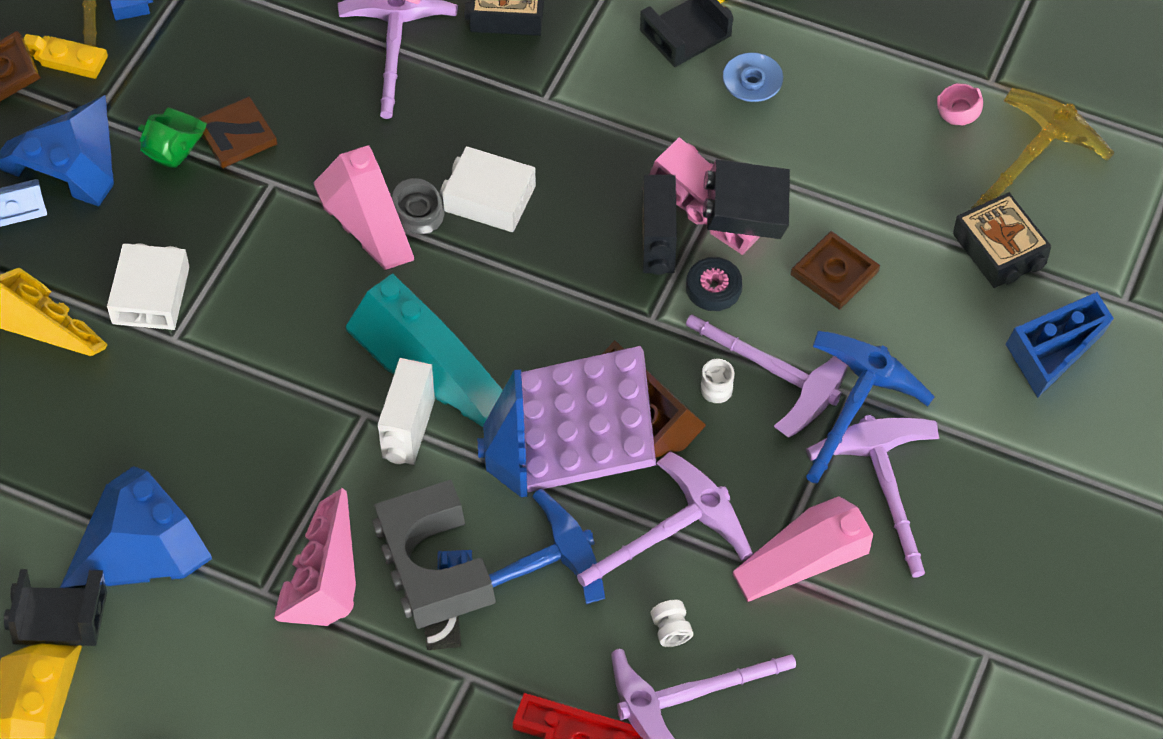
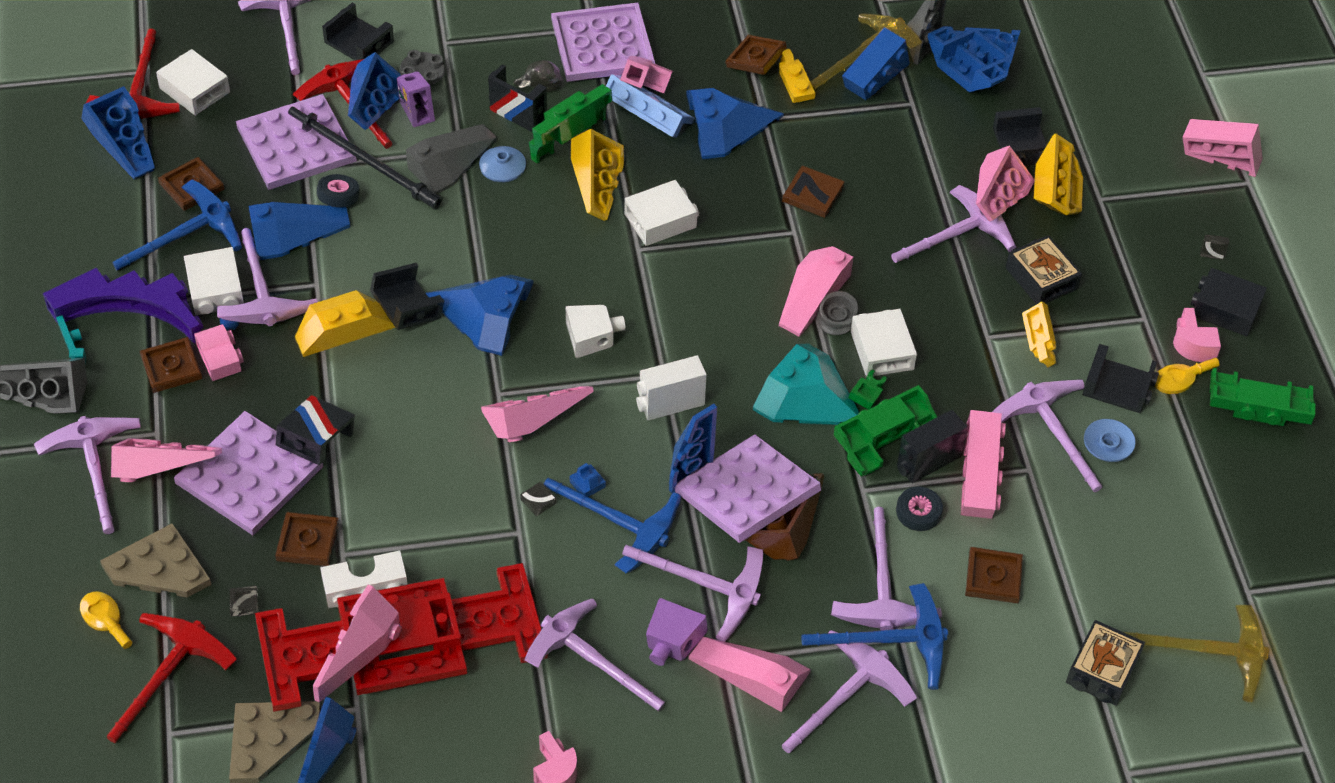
camera: 55 degrees right, 5 degrees down
(170, 136) = (776, 158): green helmet -> none
(253, 446) = (591, 328): none -> white torso
(399, 325) = (730, 375): teal wedge -> none
(429, 594) = (589, 434): dark grey arch -> none
(497, 293) = (806, 390): none -> teal wedge
(537, 241) = (867, 390): none -> green plate
(581, 51) = (1040, 333): none -> yellow hinge
(593, 262) = (882, 425): none -> green bracket
(656, 105) = (1039, 399): none -> lavender piece
(671, 623) = (632, 620): white wheel -> none
(714, 594) = (674, 631): none -> medium lavender torso
(717, 380) = (840, 548): white wheel -> none
(747, 199) = (988, 480): black brick -> none
(960, 104) = (1202, 577): bright pink hair -> none
(1057, 340) = (1045, 739): blue wedge -> none

